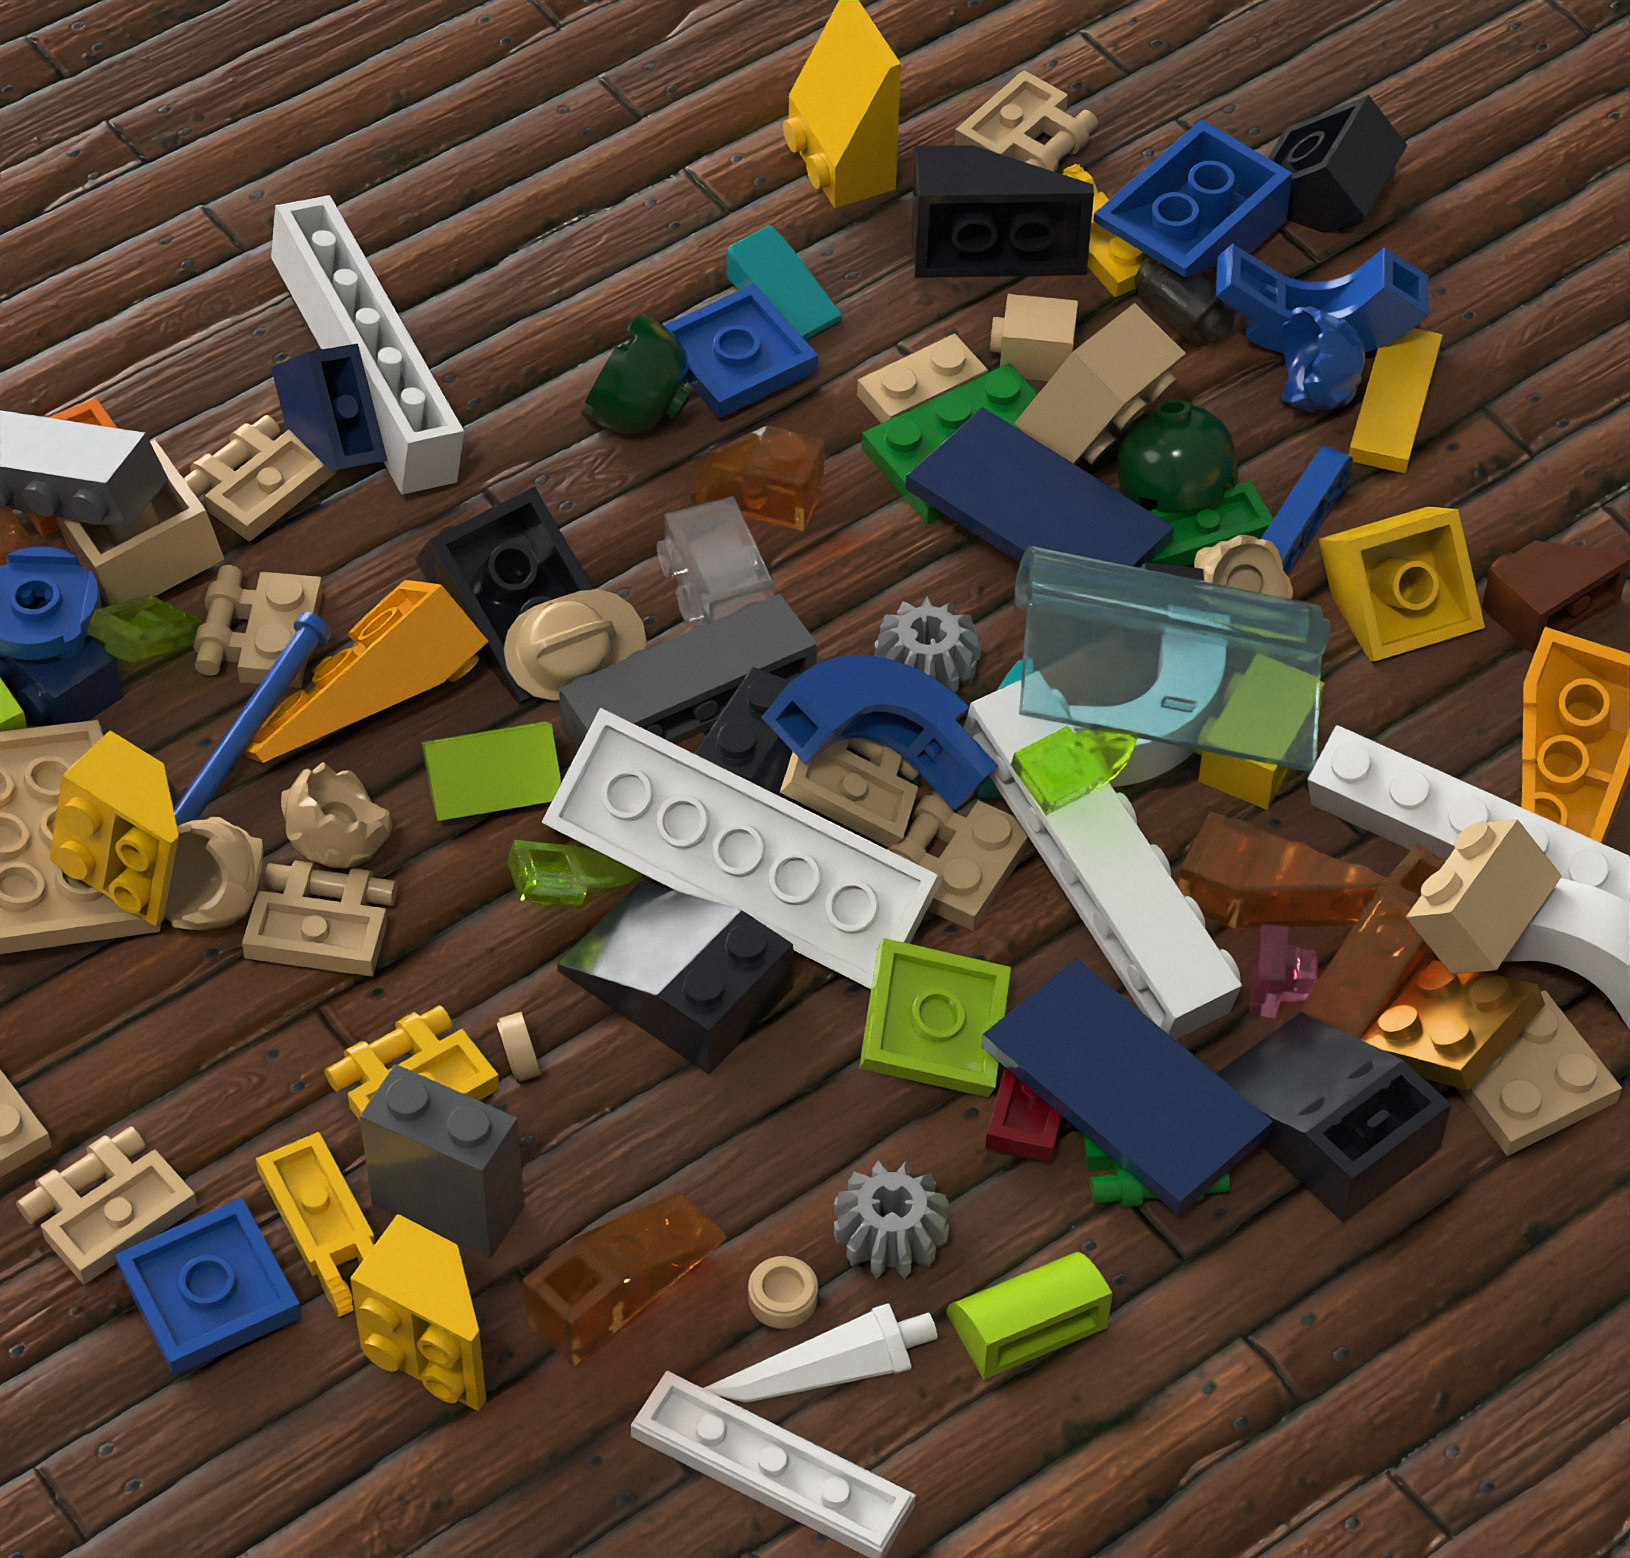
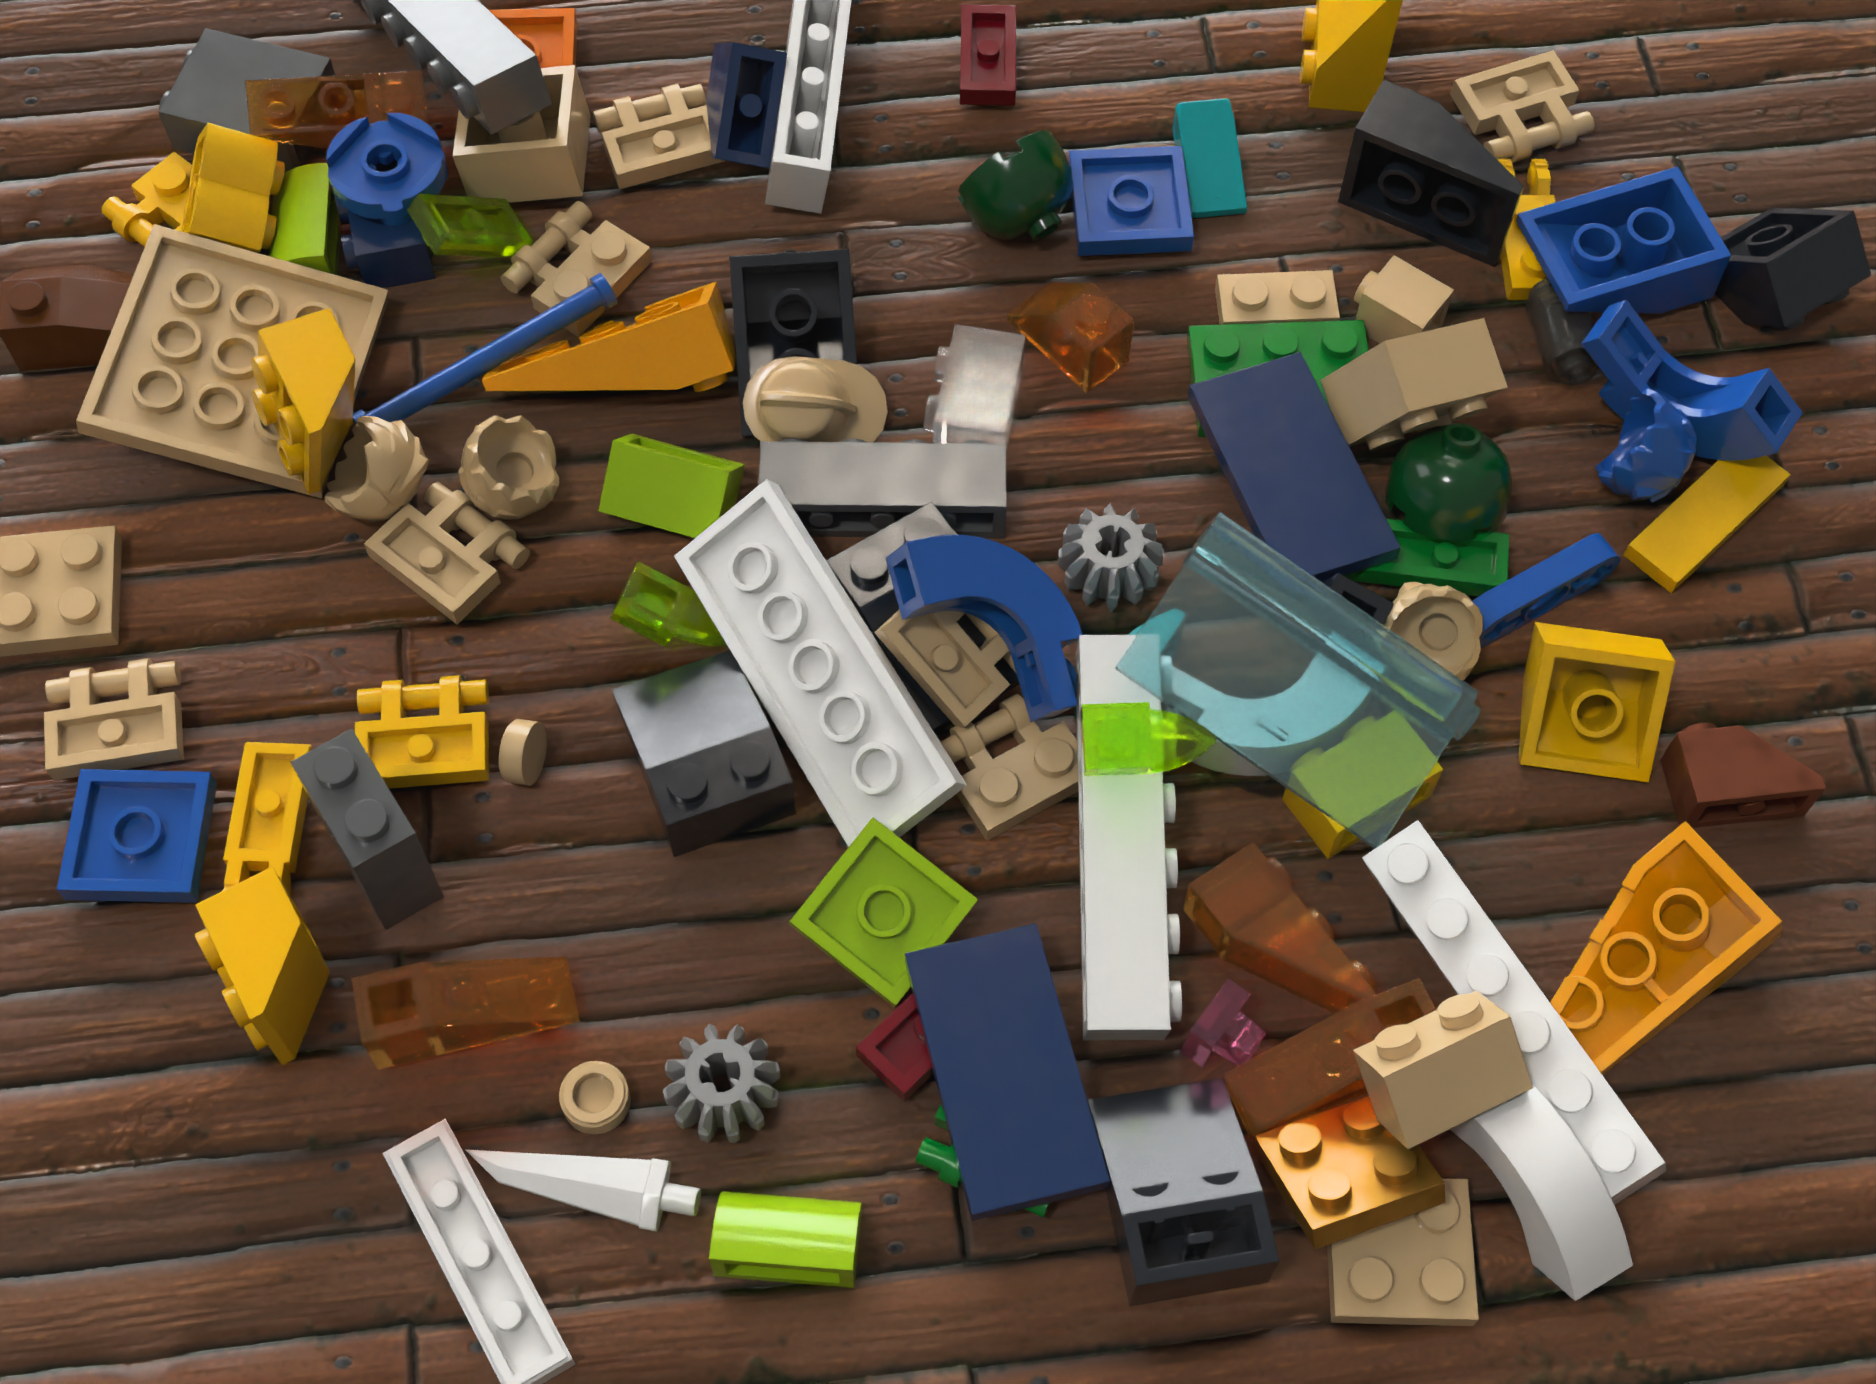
camera: 30 degrees right, 10 degrees up
(519, 279) = (988, 55): none -> dark red plate

